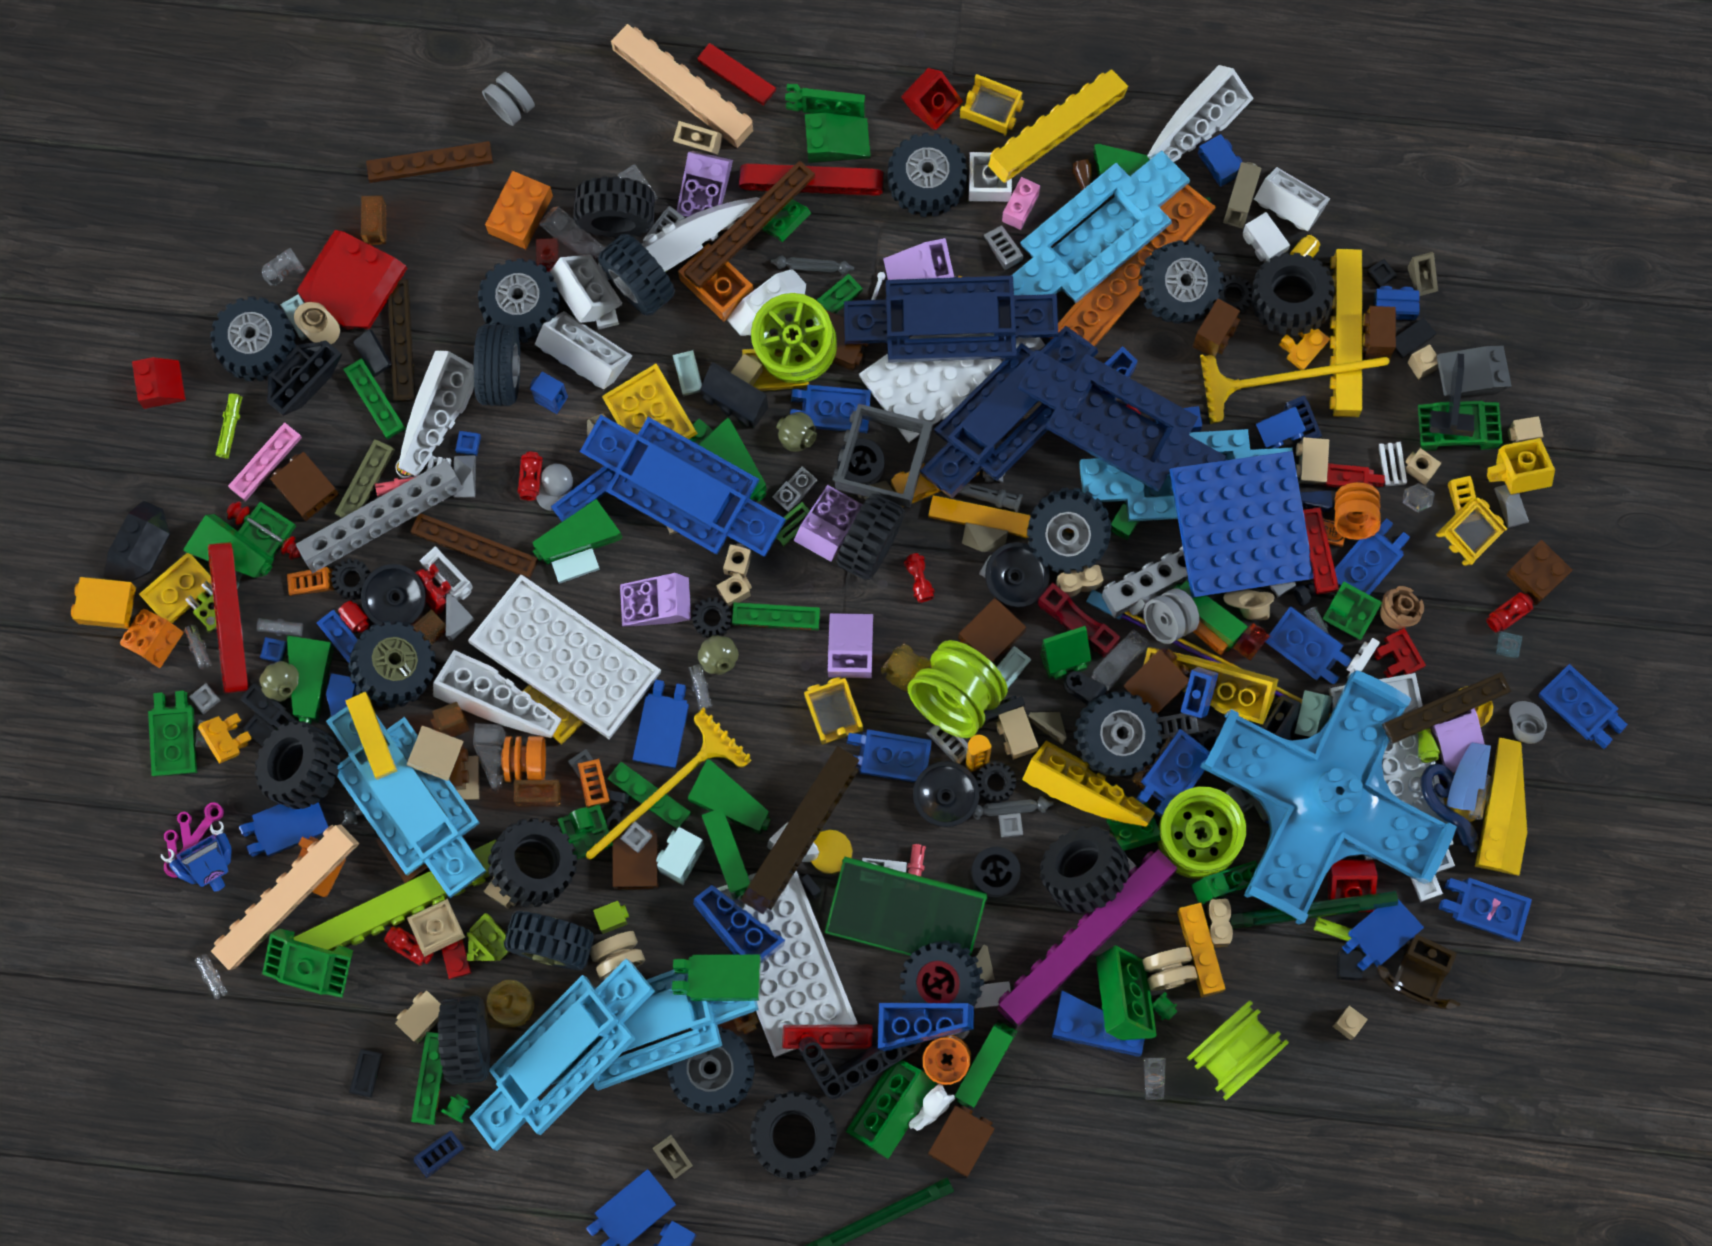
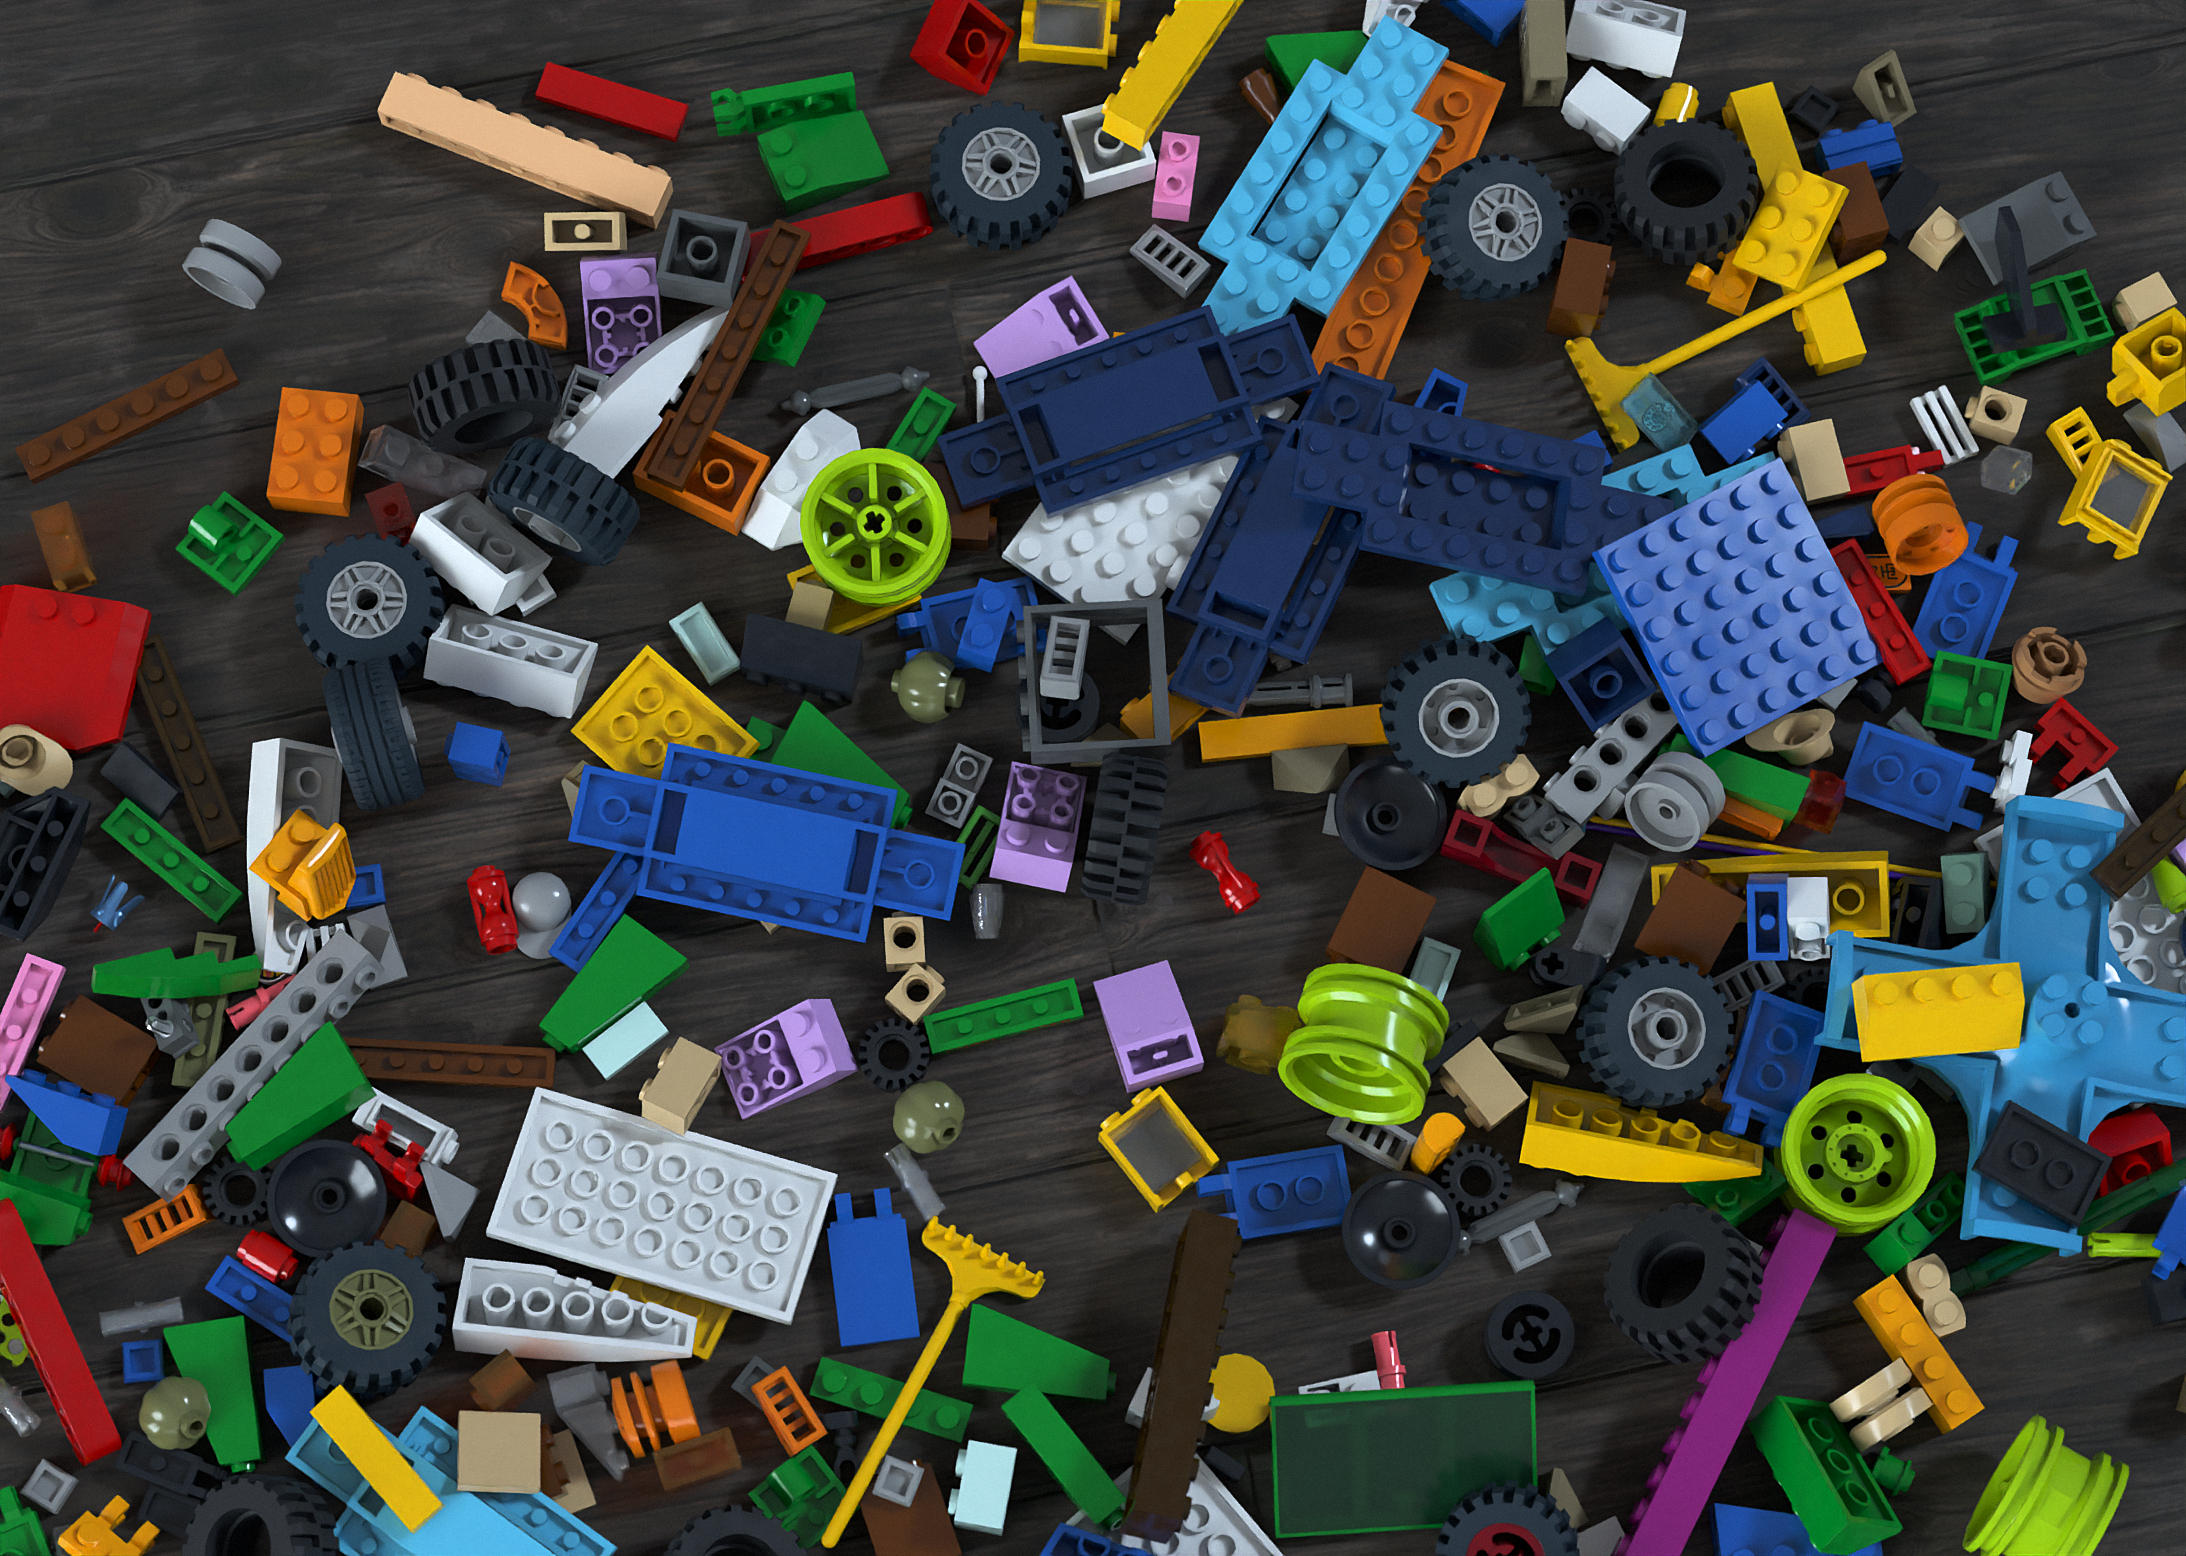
camera: 25 degrees left, 0 degrees up
(278, 513) = (73, 1117): none -> blue slope
(332, 412) = (106, 908): none -> flat silver piece
(344, 469) = (171, 1024): none -> dark grey piece
(347, 455) = (161, 976): none -> green slope
(396, 541) = (300, 1100): none -> green slope
(441, 423) = (308, 867): none -> light orange piece
(459, 243) = (229, 543): none -> green plate
(595, 597) = (680, 1086): none -> tan brick
(662, 169) = (539, 304): none -> orange tile
(753, 169) = (703, 258): none -> dark grey brick
(787, 557) = (987, 909): none -> clear cone
(836, 408) = (985, 625): none -> blue brick
(866, 449) = (1064, 681): none -> light grey slope
(1064, 706) = (1545, 1013): none -> dark tan slope
(1097, 606) = (1543, 826): none -> dark grey slope
(1154, 535) = (1600, 673): none -> dark blue brick
(1220, 698) = (1808, 917): none -> white slope
(1238, 409) = (1659, 414): none -> clear light blue slope
(1268, 768) = (1939, 1011): none -> yellow slope
(1300, 869) = (2042, 1164): none -> black tile
(1342, 330) = (1790, 227): none -> yellow plate

